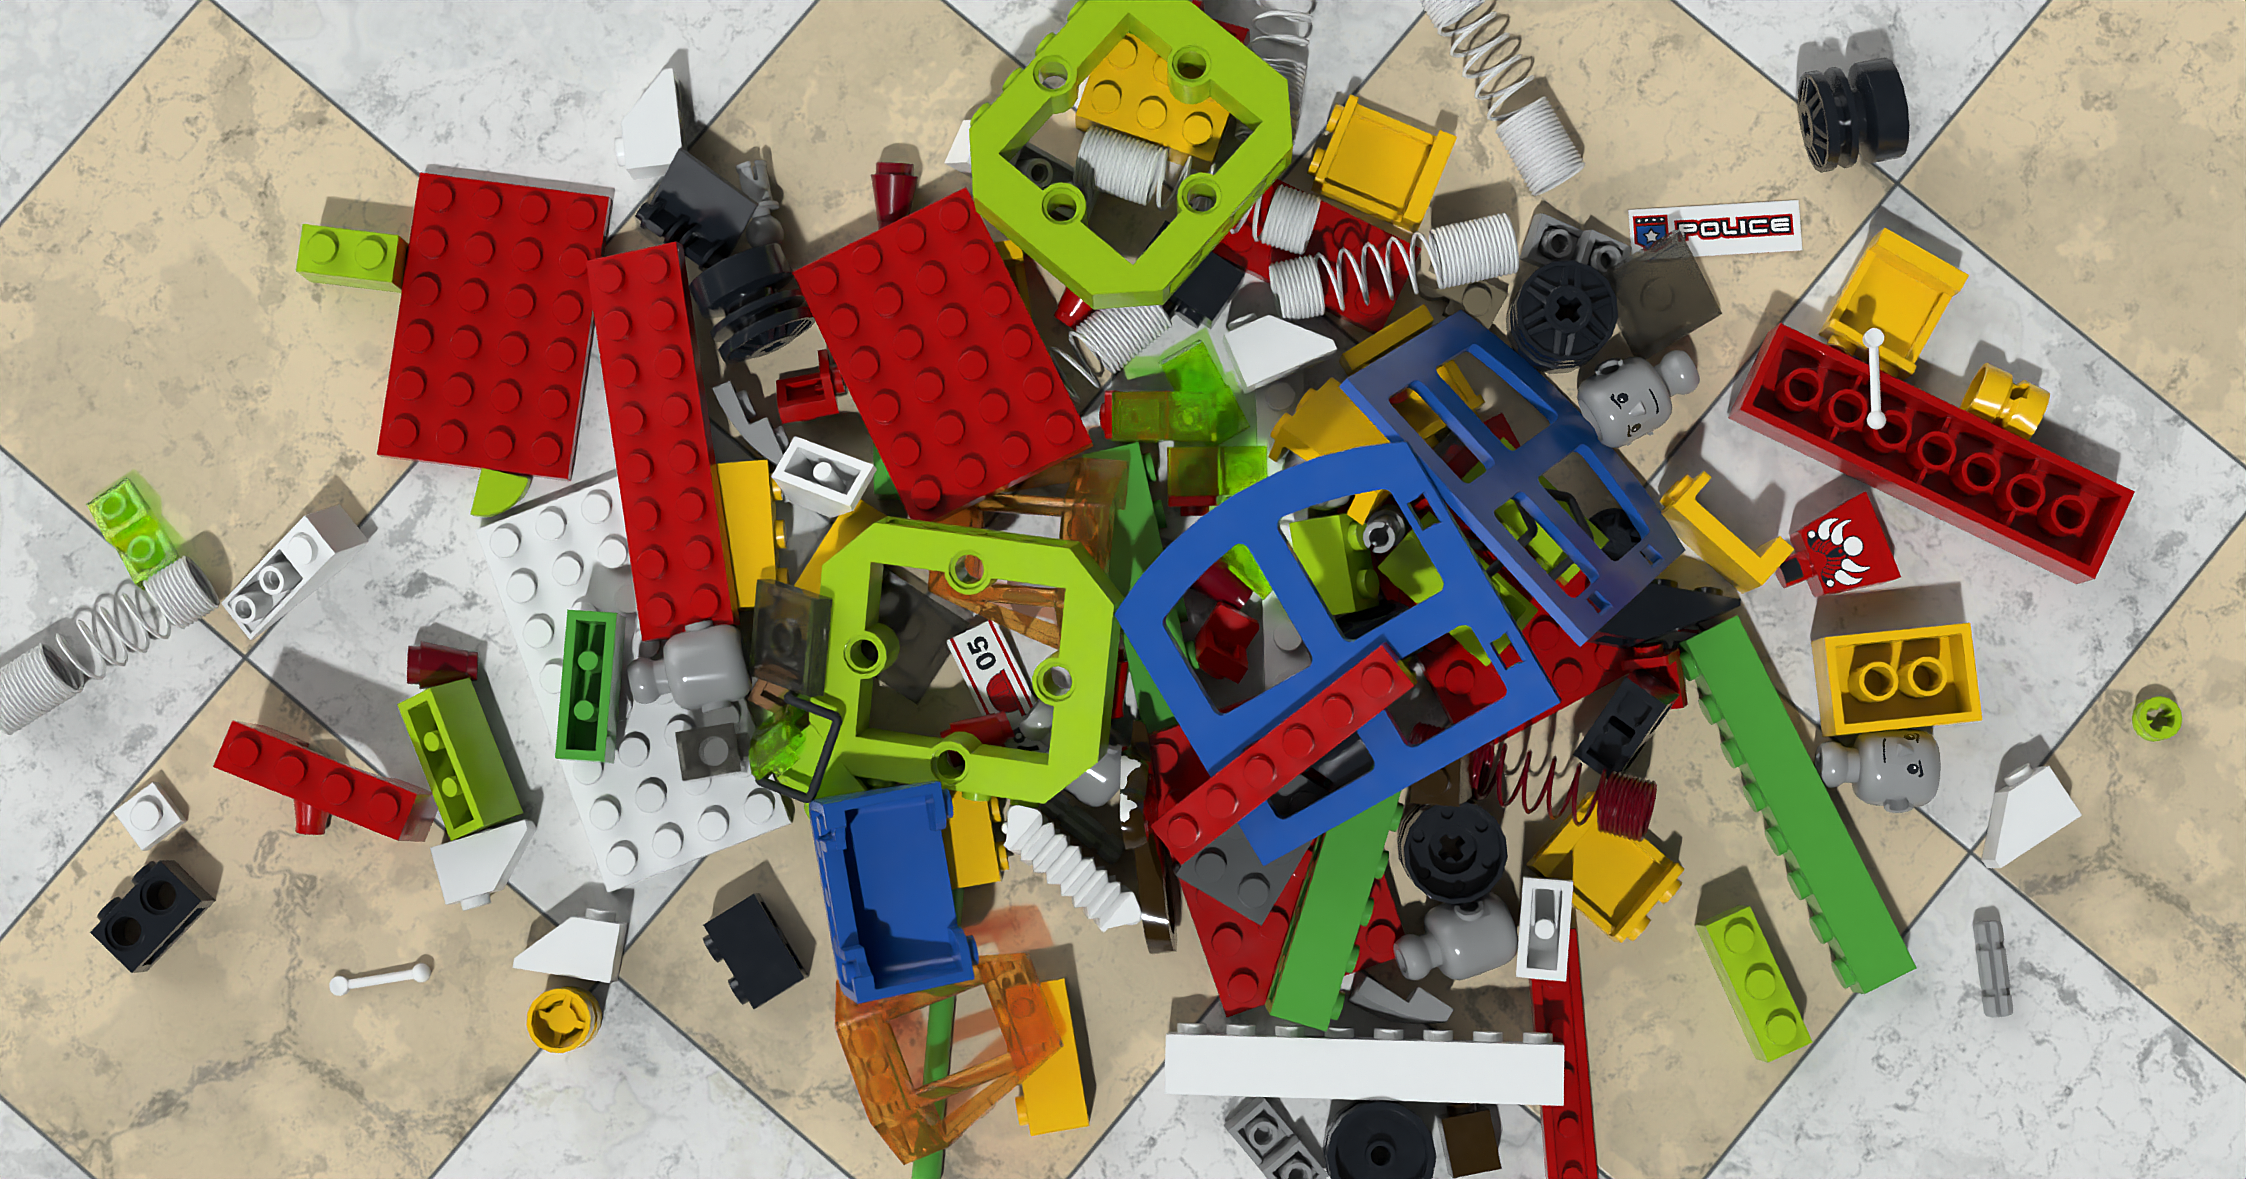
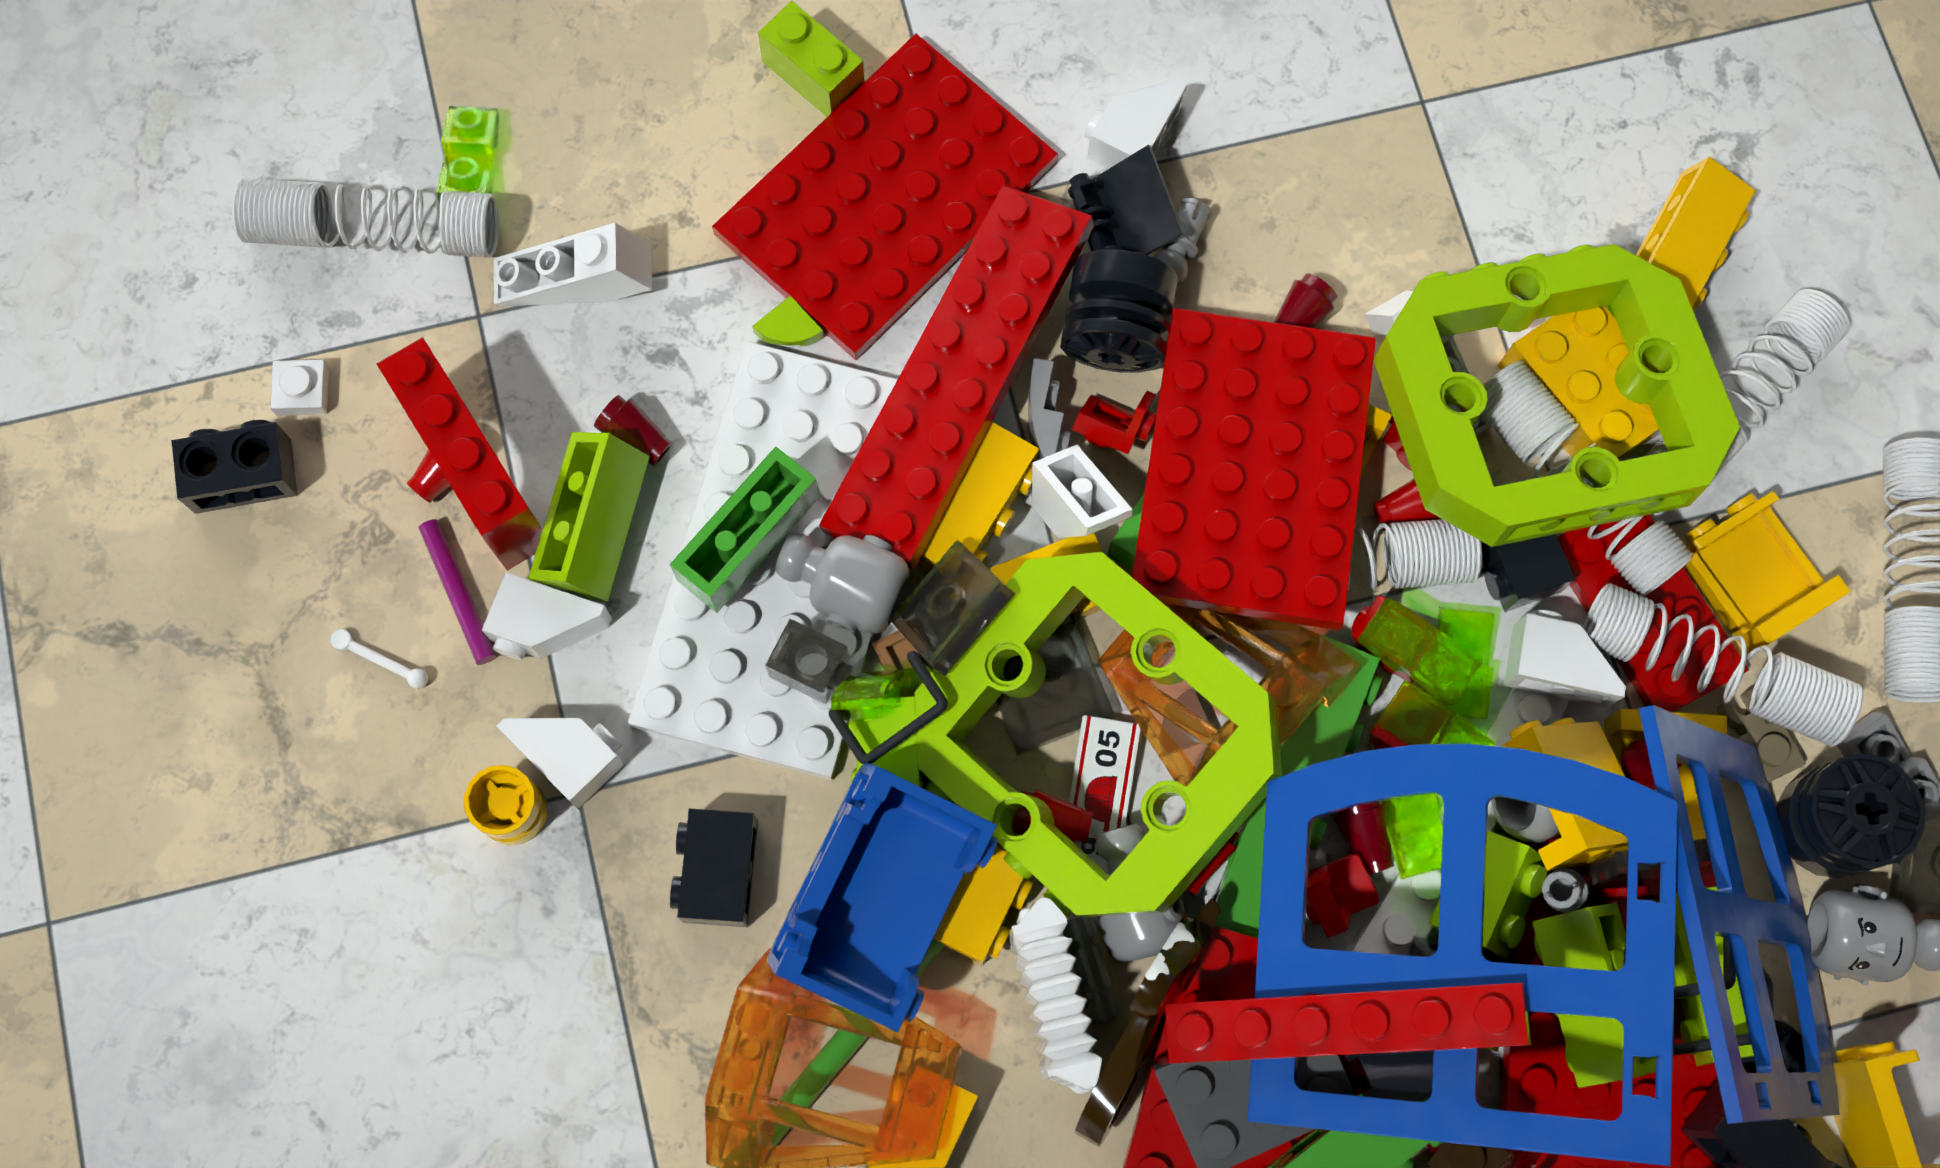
camera: 35 degrees right, 10 degrees down
(399, 885) = (457, 591): none -> magenta bar

